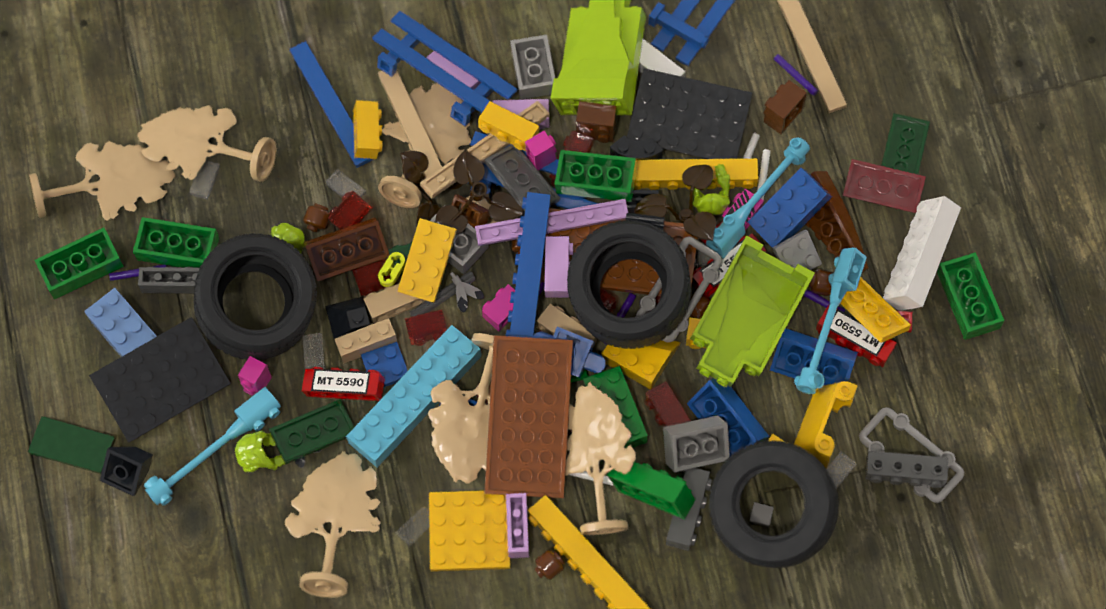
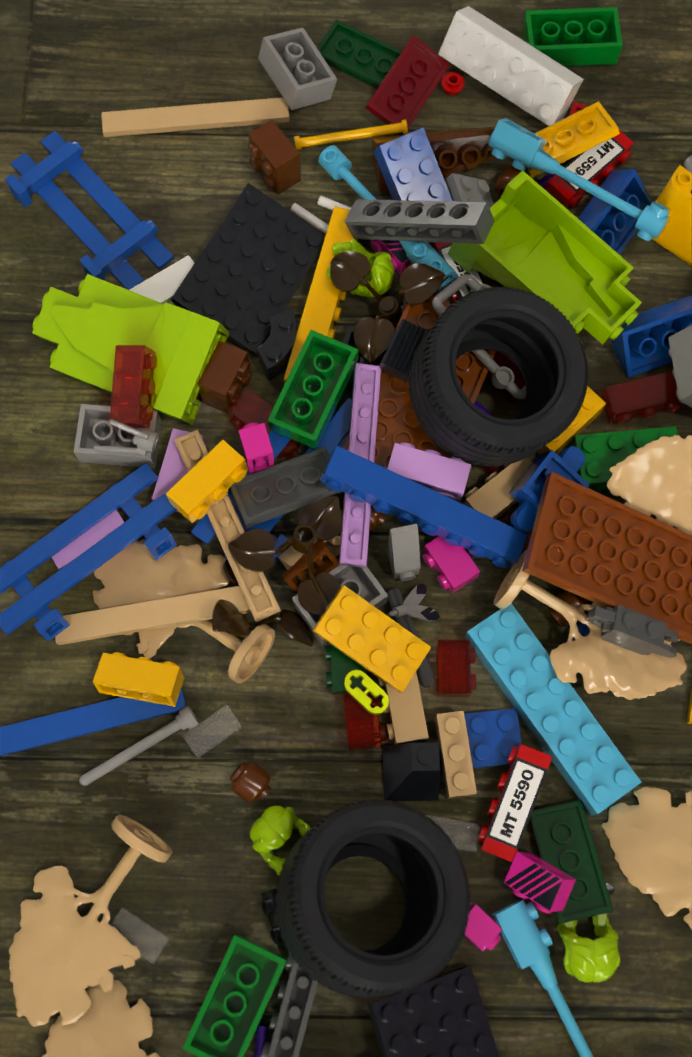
camera: 80 degrees left, 5 degrees up
(292, 409) = (539, 882): none -> dark pink brick
(346, 249) = (316, 749): reddish brown brick -> none
(348, 167) = (184, 720): none -> light grey piece
(350, 211) = (258, 733): clear red brick -> none
(478, 429) = (634, 630): none -> dark grey hinge
(497, 270) = (404, 552): none -> light grey slope
(529, 80) = (144, 438): none -> light grey plant
(561, 59) = (133, 385): none -> clear red brick
(746, 209) = (420, 221): none -> dark grey brick
(795, 74) = (225, 142): dark purple bar -> none
(843, 190) = (351, 135): none -> yellow bar
(868, 102) = (297, 68): none -> light grey brick
(901, 225) = (452, 88): none -> red plate

